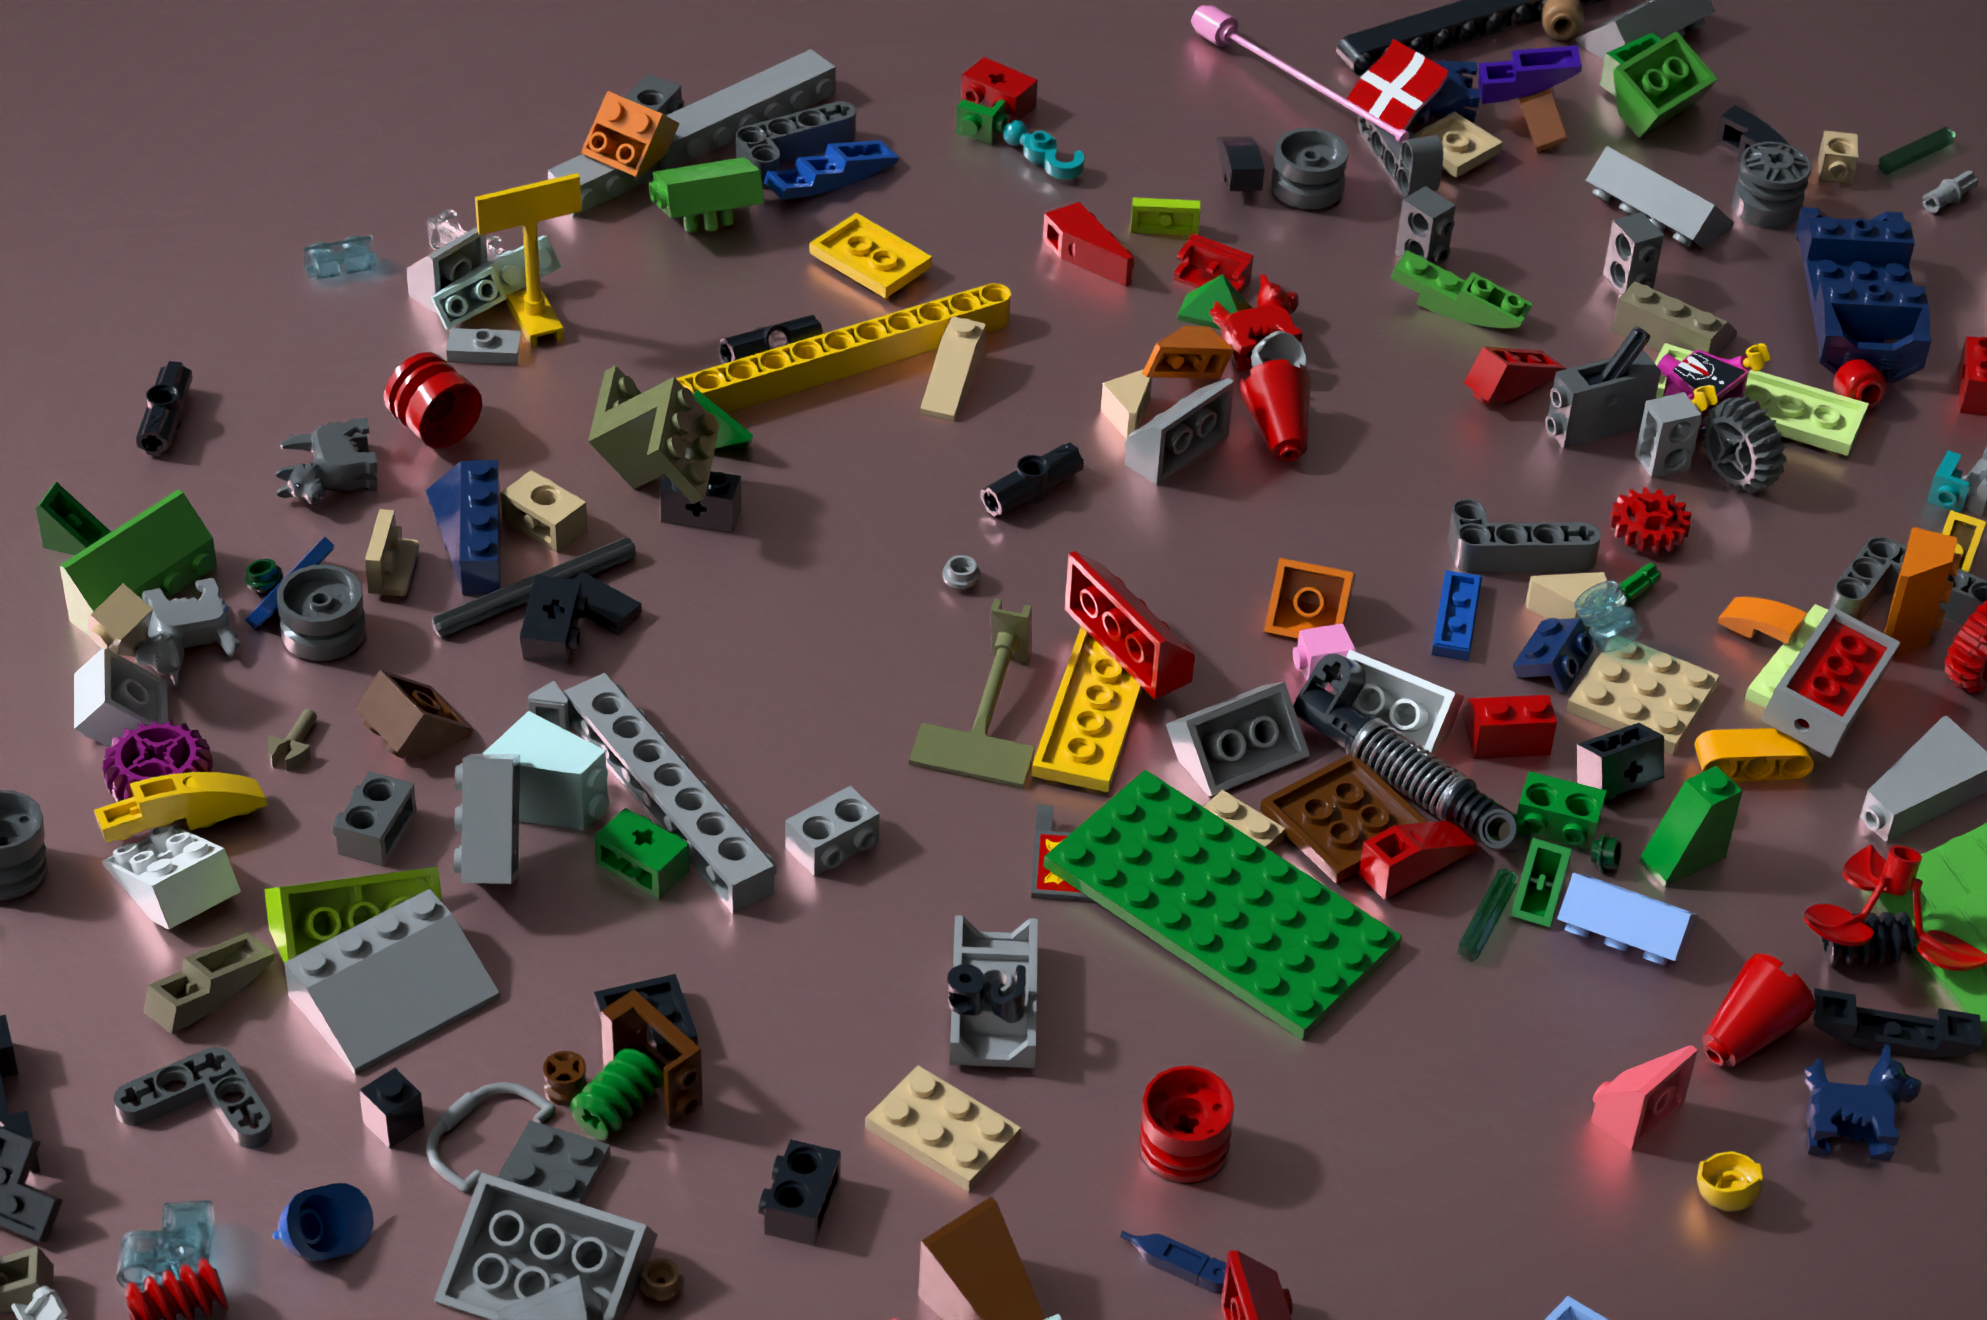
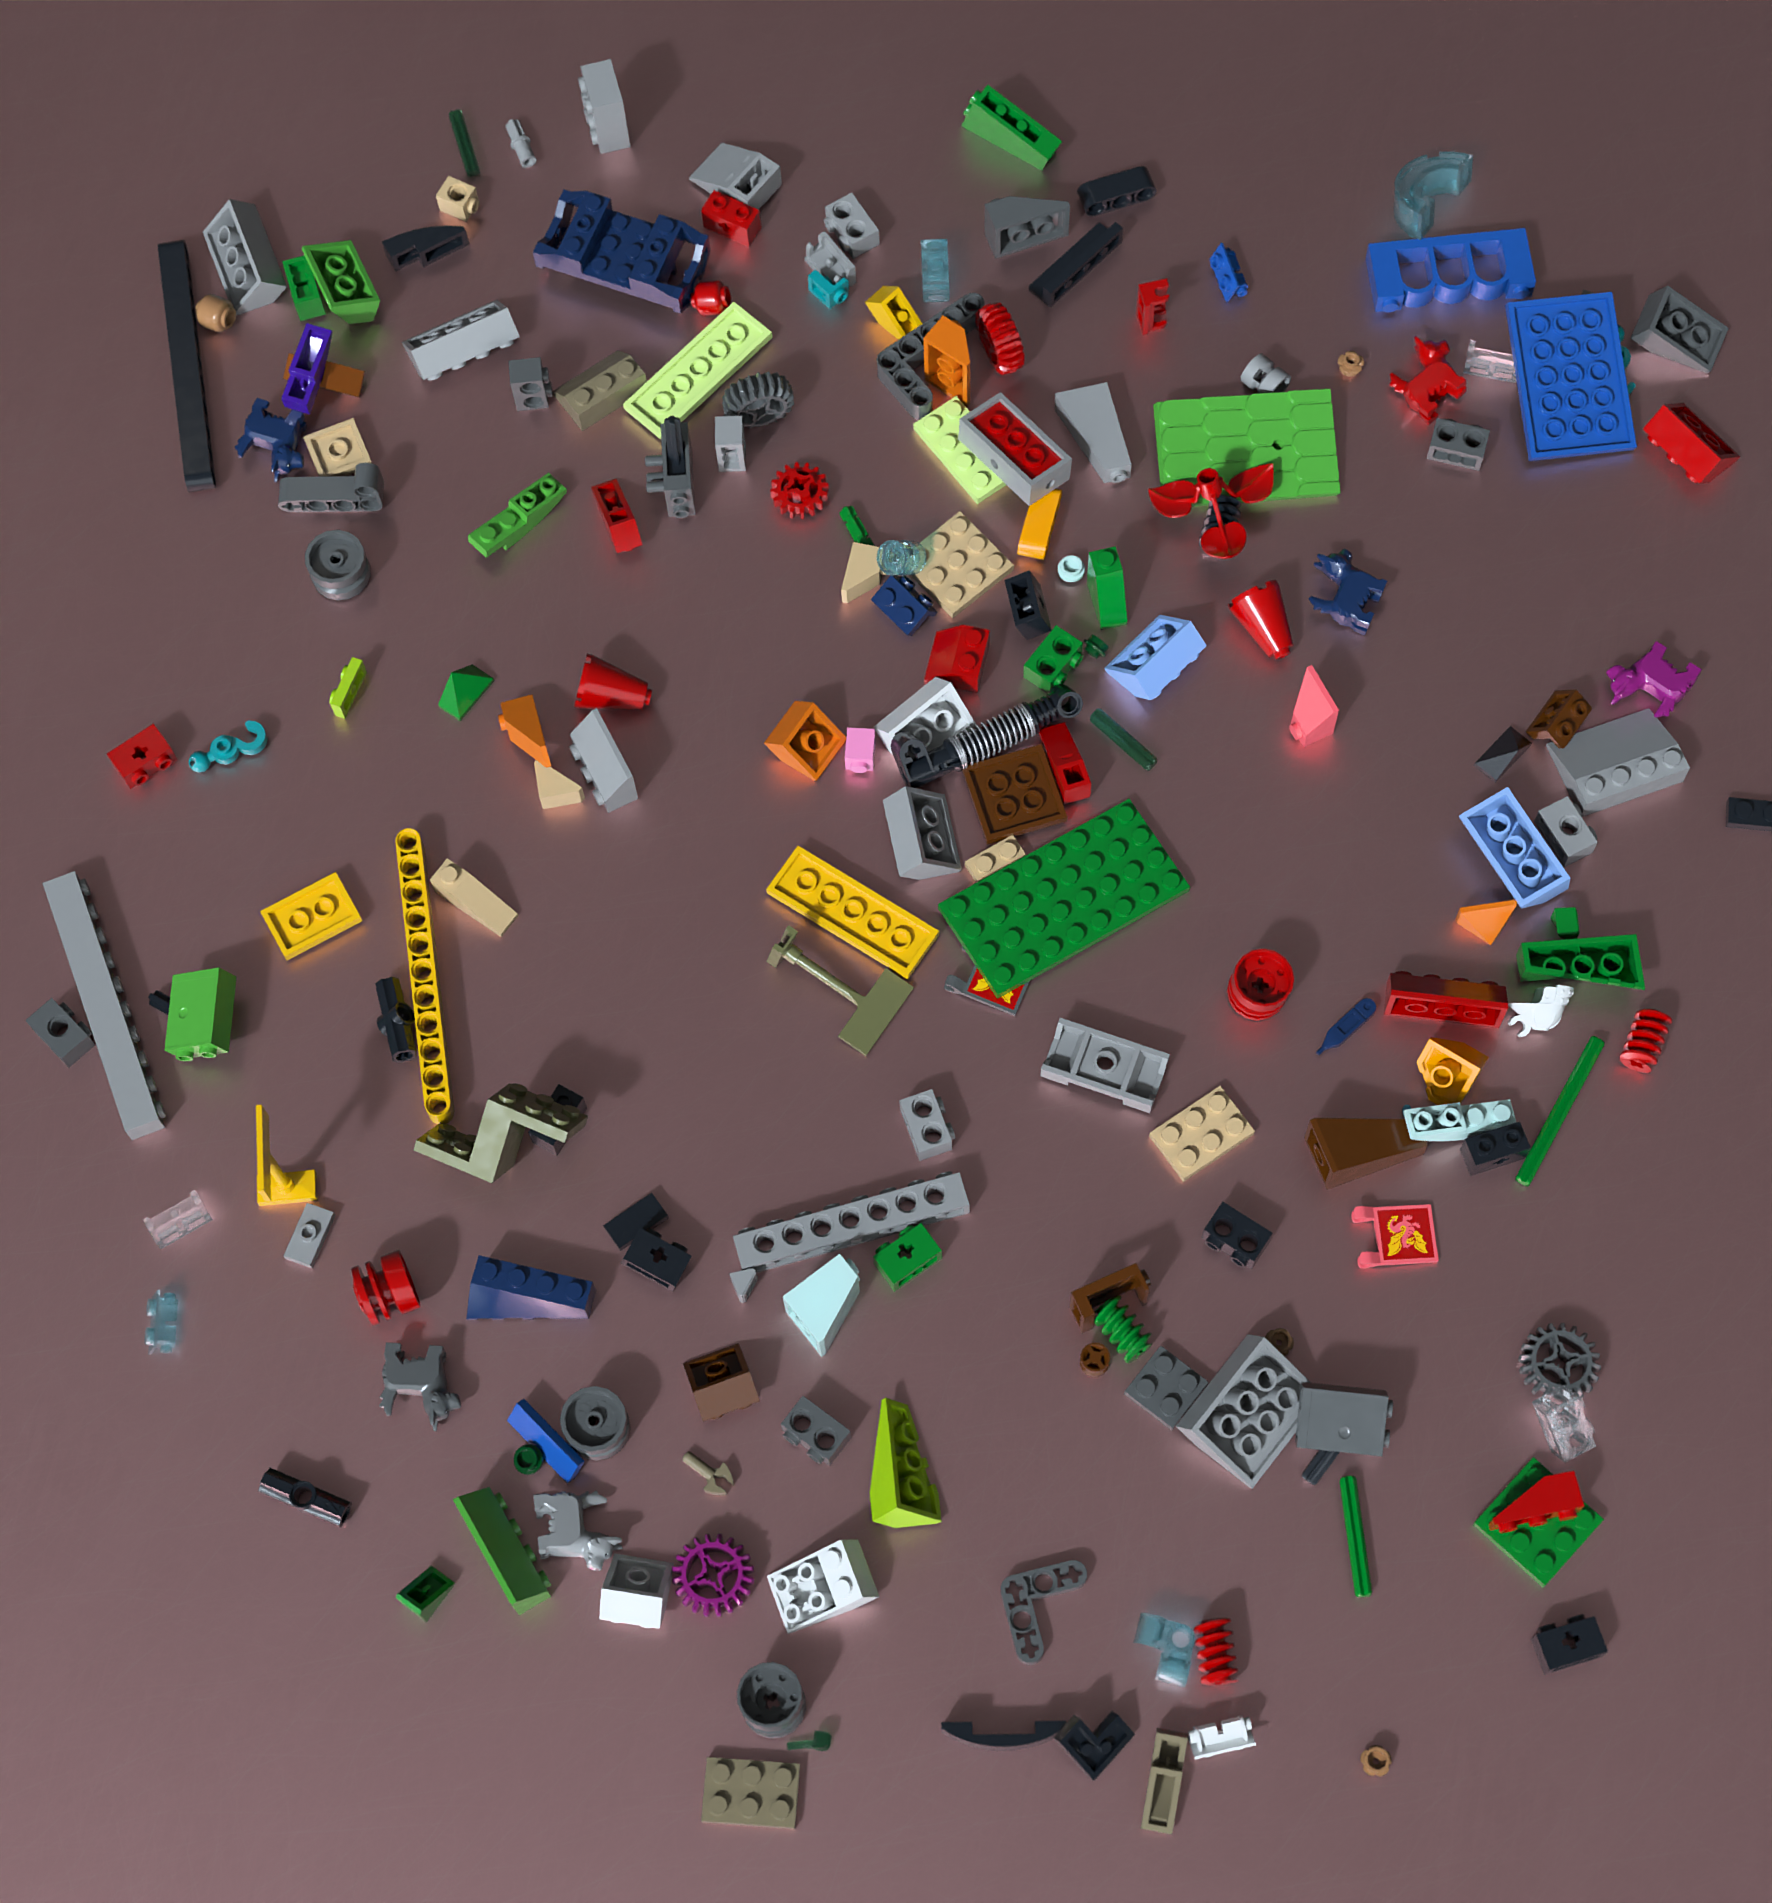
camera: 65 degrees left, 25 degrees up
(120, 622) = (592, 1572): tan slope -> none
(195, 796) = (763, 1566): yellow slope -> none
(206, 981) = (935, 1578): dark tan slope -> none
(325, 1222) = (1180, 1545): blue piece -> none
(389, 557) = (546, 1360): tan bracket -> none
(390, 981) = (977, 1454): light grey slope -> none
(392, 1107) = (1093, 1477): black brick -> none
(445, 266) = (220, 1243): light grey slope -> none
(462, 1108) = (1098, 1436): light grey piece -> none
(488, 818) = (875, 1349): light grey brick -> none
(490, 284) = (247, 1217): light aqua slope -> none
(519, 592) = (604, 1264): dark grey axle -> none
(544, 510) = (524, 1250): tan brick -> none
(629, 135) = (120, 1055): orange slope -> none
(665, 996) = (1049, 1282): black plate -> none
(730, 433) = (481, 1087): green slope -> none
(795, 136) = (146, 927): dark grey beam -> none
(837, 168) = (191, 913): blue slope -> none
(961, 572) = (693, 954): light grey plate -> none
(970, 992) = (1120, 1079): black leg -> none
(981, 121) = (177, 784): green bracket -> none
(1032, 479) = (619, 895): black piece -> none
(1086, 243) = (356, 756): red slope -> none
(1126, 627) = (812, 868): red slope -> none
(1208, 259) = (421, 675): red hinge -> none
(1241, 163) = (300, 609): black slope -> none
(1250, 326) = (506, 665): red animal -> none
(1279, 346) = (549, 667): light grey hair -> none
(1384, 95) = (272, 470): flag -> none
(1426, 226) = (448, 511): dark grey brick -> none
(1456, 615) = (843, 650): blue tile -> none
(1518, 546) = (794, 580): dark grey beam -> none
(1542, 882) = (1115, 698): green slope -> none
(1709, 378) = (691, 396): torso -> none
(1730, 1181) = (1384, 687): yellow hair -> none
(1771, 185) = (481, 258): dark grey wheel -> none
(1773, 618) = (917, 462): orange slope -> none
(1908, 1035) = (1293, 539): black slope -> none

